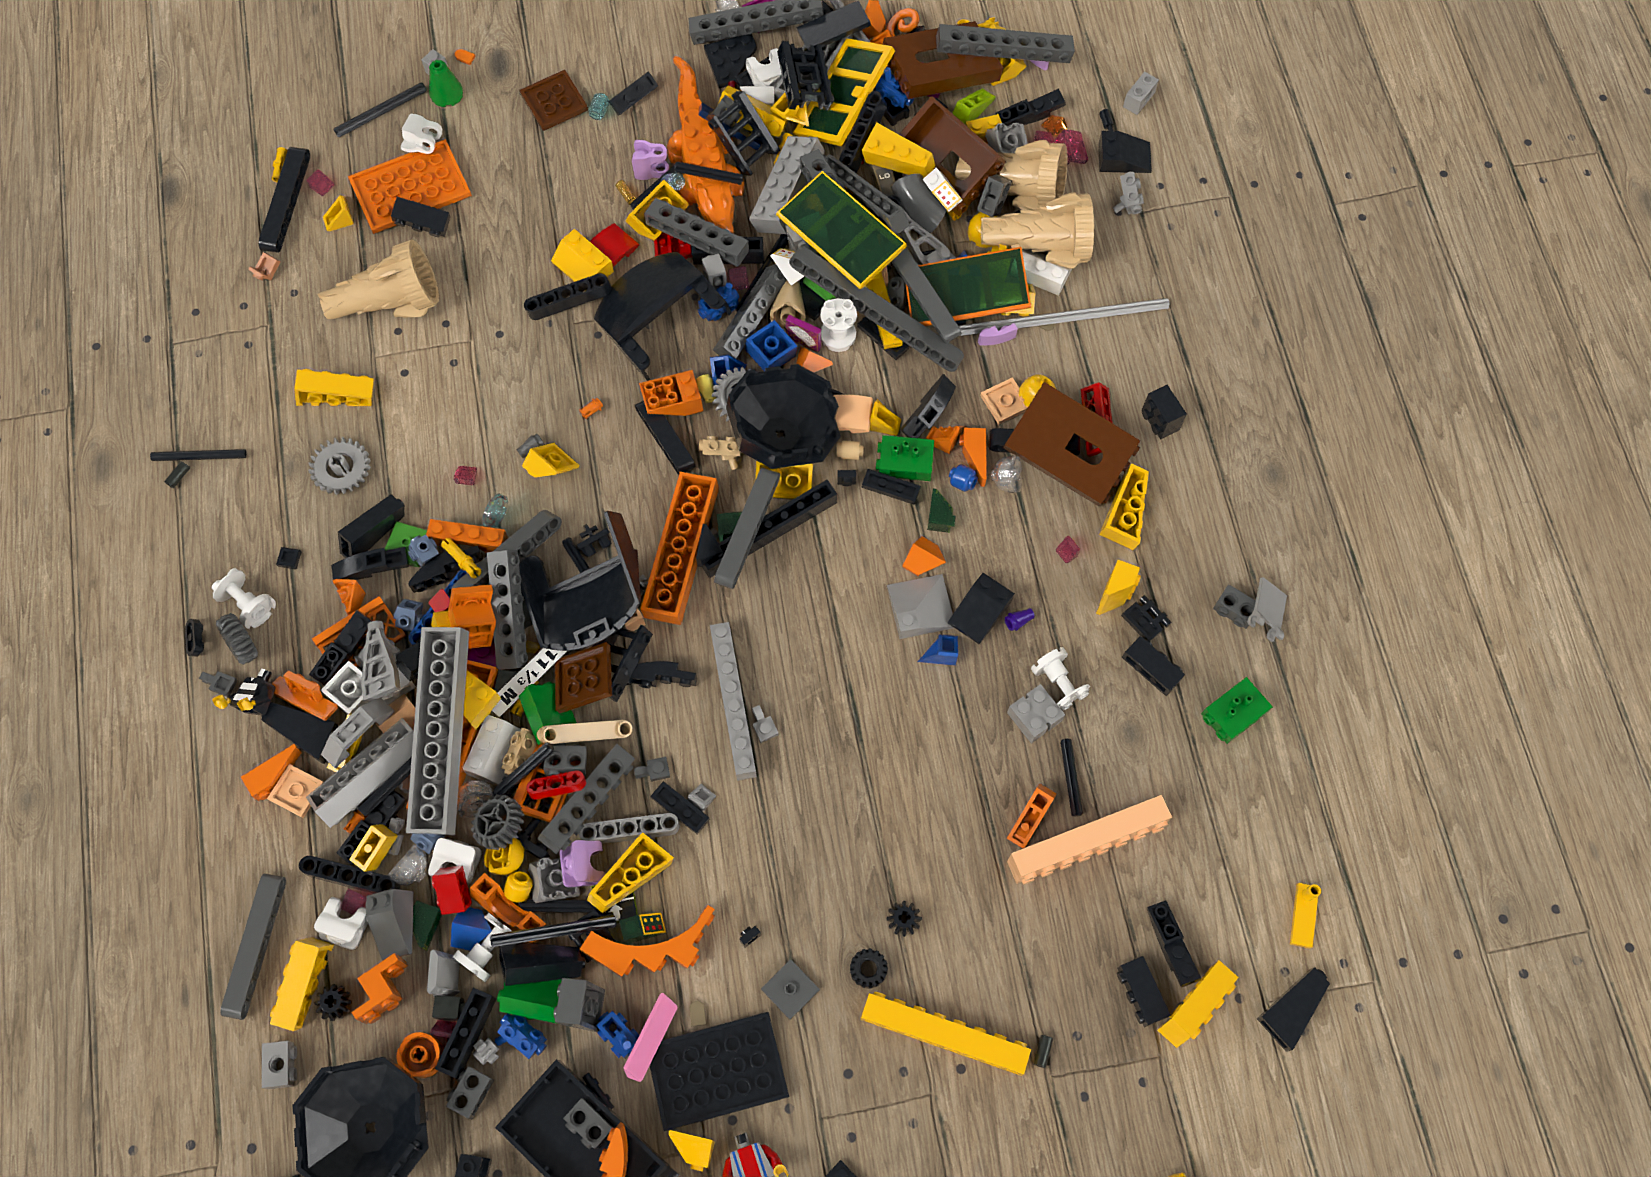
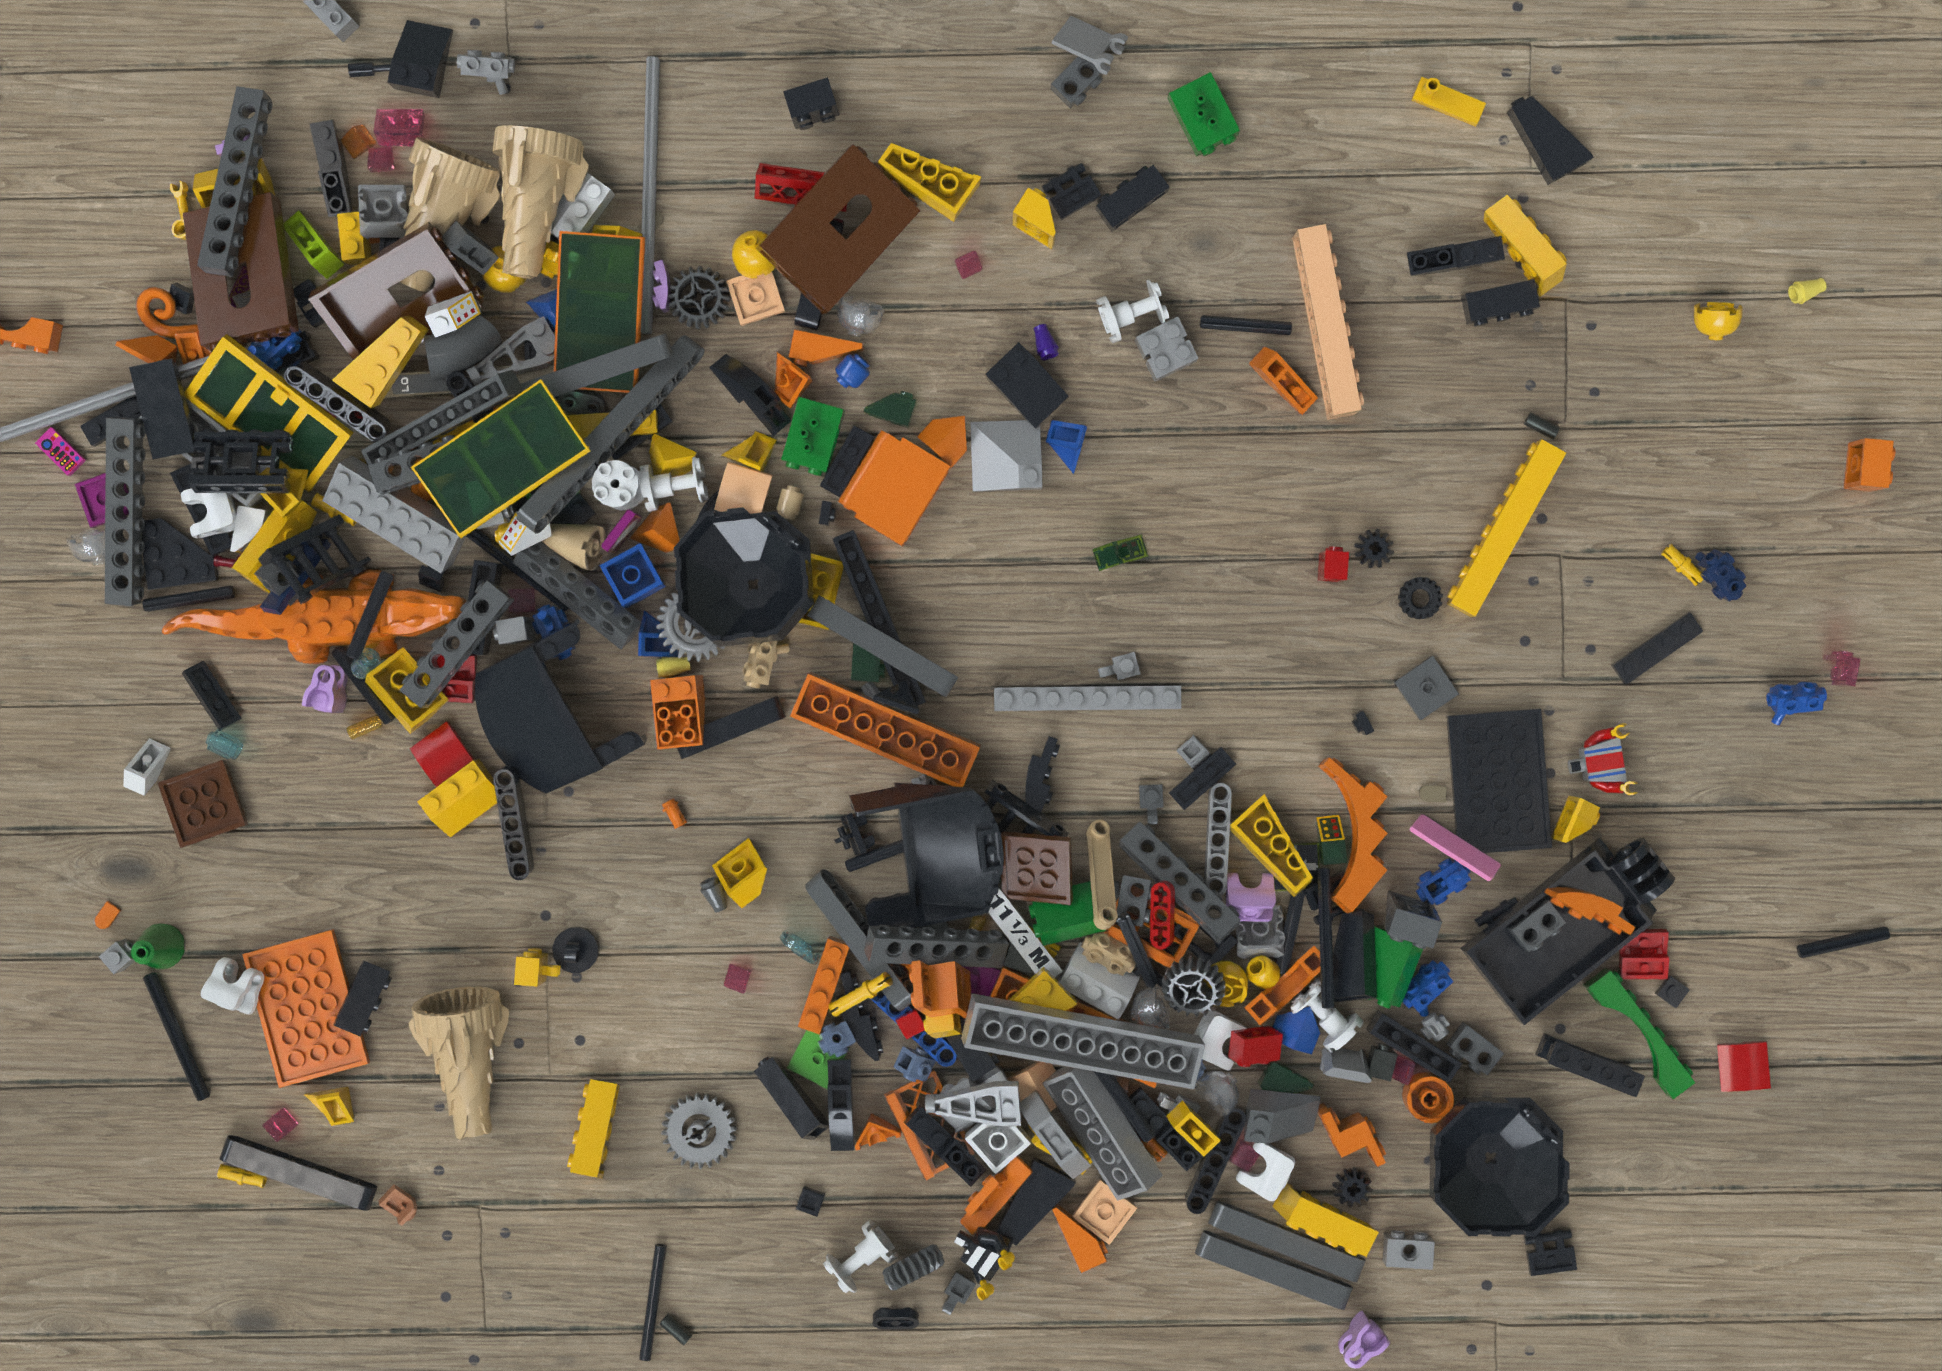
camera: 75 degrees left, 20 degrees up
(191, 1034) = (1364, 1338): none -> lavender piece
(284, 935) = (1286, 1241): none -> dark grey beam
(456, 325) = (533, 968): none -> yellow brick
(475, 357) = (575, 950): none -> black tile
(575, 61) = (145, 767): none -> white slope
(701, 71) = (188, 598): none -> black axle
(743, 217) = (431, 578): none -> black tile
(843, 351) = (664, 485): none -> white piece
(859, 707) = (1120, 552): none -> clear green slope
(866, 362) = (670, 457): none -> yellow slope
(877, 524) = (893, 486): none -> orange piece
(882, 882) = (1333, 565): none -> red brick
(997, 355) = (709, 295): none -> dark grey gear

